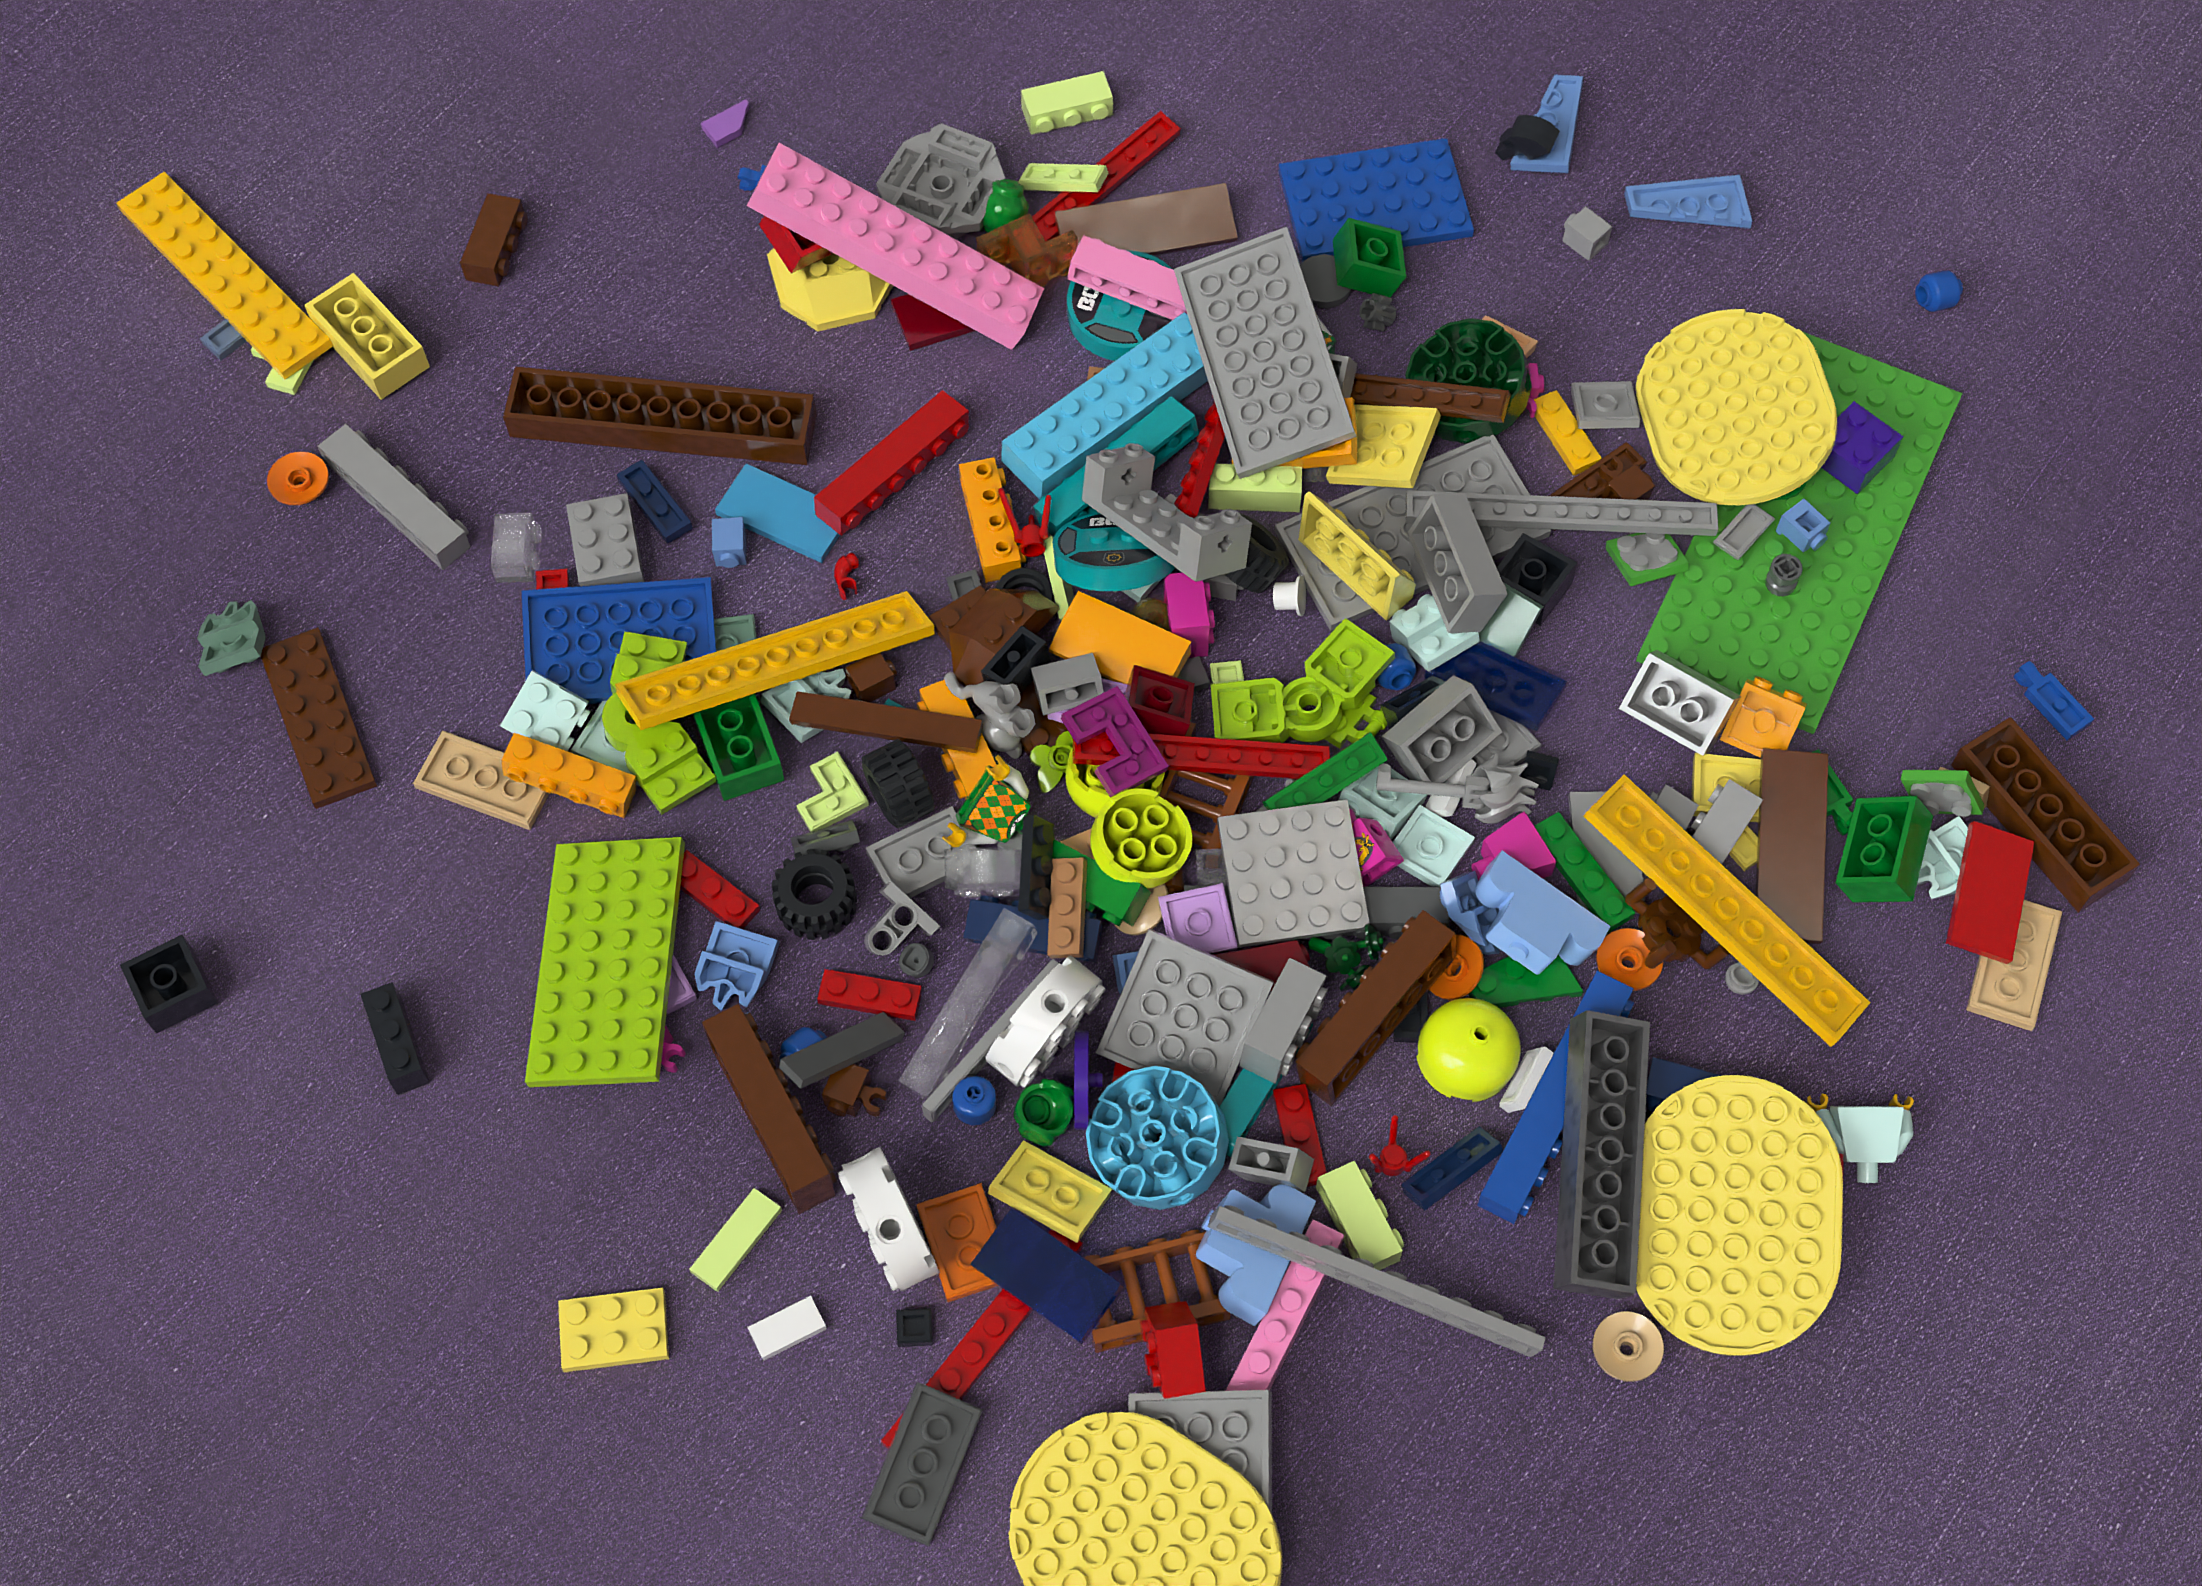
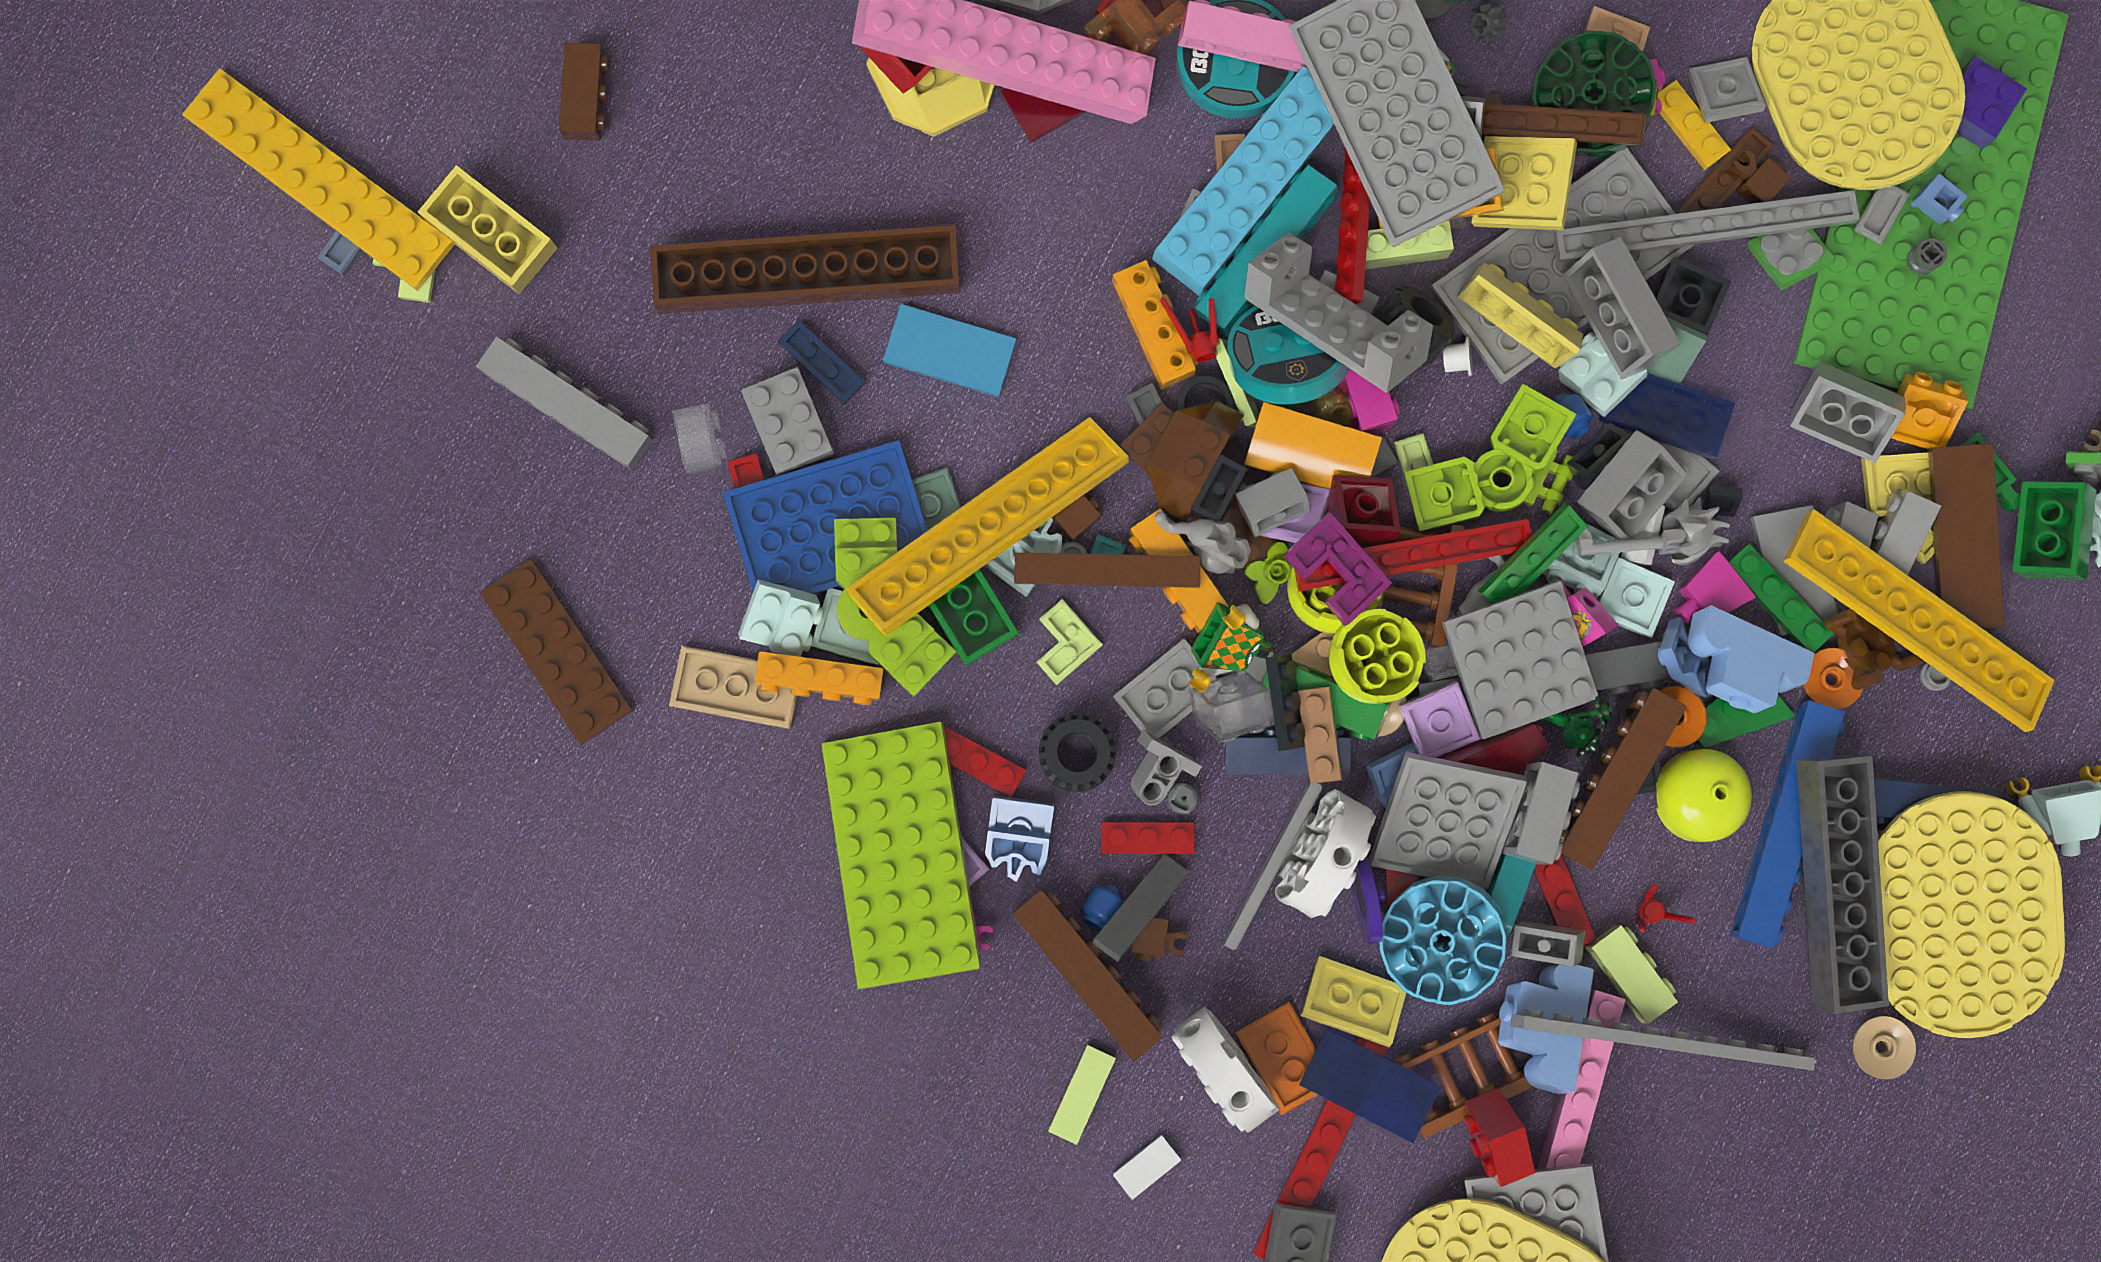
camera: 15 degrees left, 20 degrees up
(168, 984) = (501, 954): black brick -> none
(231, 638) = (451, 587): sand green plate -> none
(297, 468) = (455, 389): orange dish -> none
(394, 1038) = (725, 966): black brick -> none
(613, 1329) = (993, 1197): light yellow plate -> none
(729, 542) = (906, 396): medium blue brick -> none
(836, 837) = (1072, 694): dark grey plate -> none
(842, 569) = (1021, 404): red arm -> none
(891, 463) = (1046, 280): red brick -> none
(898, 783) = (1132, 631): black tyre -> none
(914, 1327) = (1258, 1144): black tile -> none
(947, 1036) = (1247, 844): clear arch -> none
(974, 1100) = (1257, 928): blue head -> none
(1044, 1111) = (1337, 931): green hair -> none
(1452, 1168) = (1708, 908): dark blue plate -> none
(1526, 1079) = (1757, 824): white tile -> none

